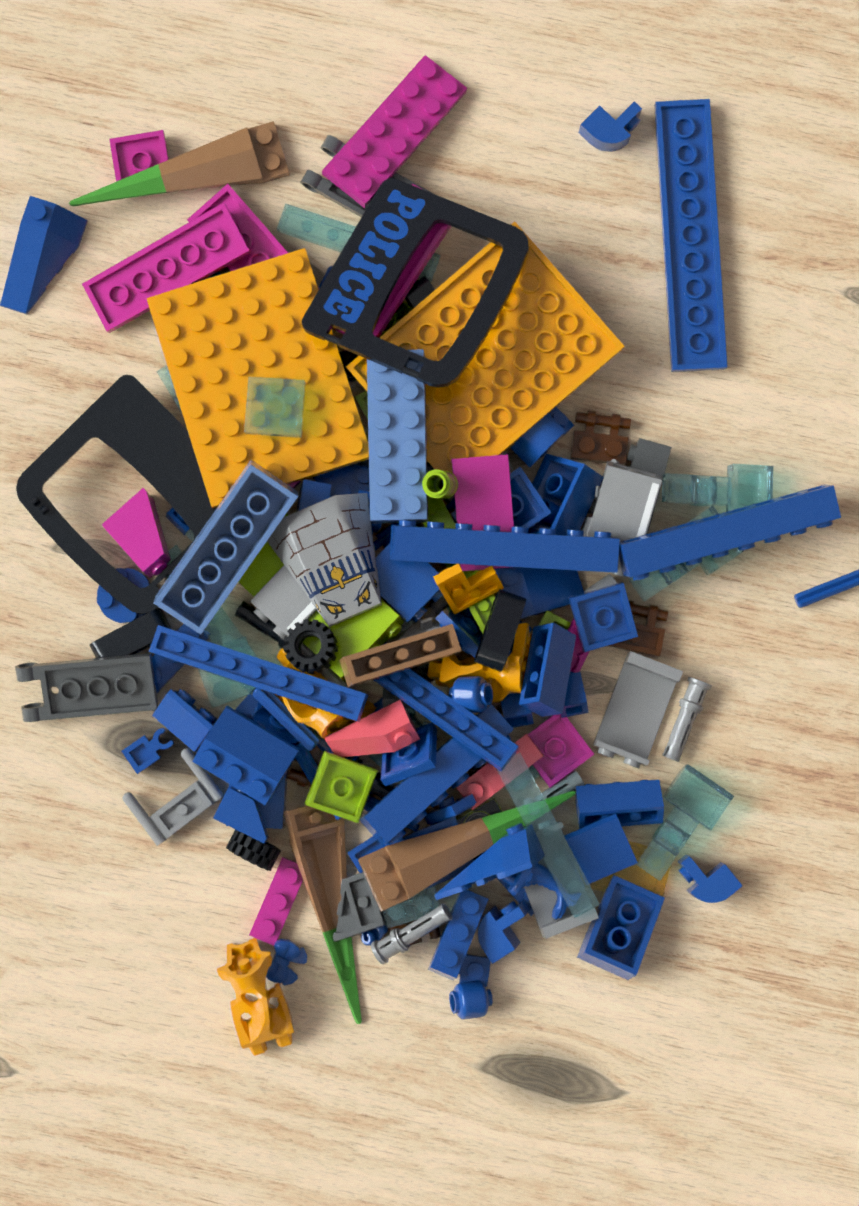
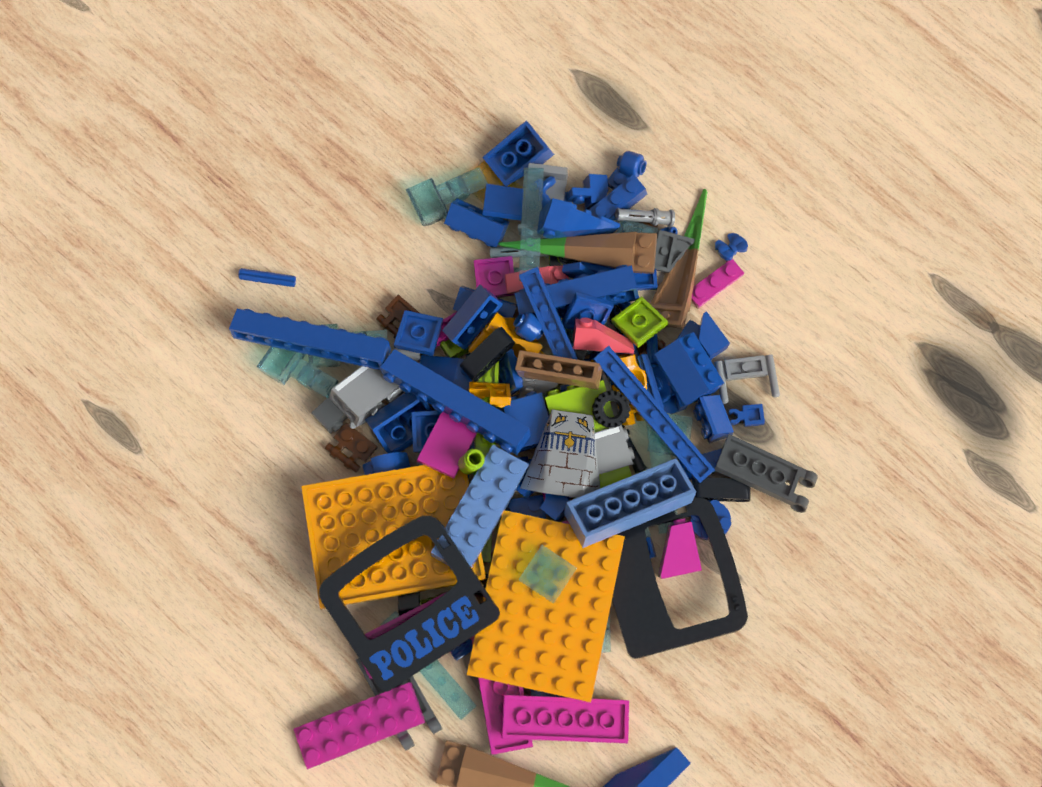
camera: 145 degrees left, 10 degrees down
(252, 850) = (716, 313): black tyre -> none
(266, 1020) = (761, 233): light orange hips -> none
(607, 133) = (221, 641): blue brick -> none
(636, 709) = (432, 273): light grey panel -> none
(690, 235) = (211, 544): blue plate -> none
(690, 706) = (398, 256): light grey pin -> none
(712, 887) = (448, 149): blue brick -> none

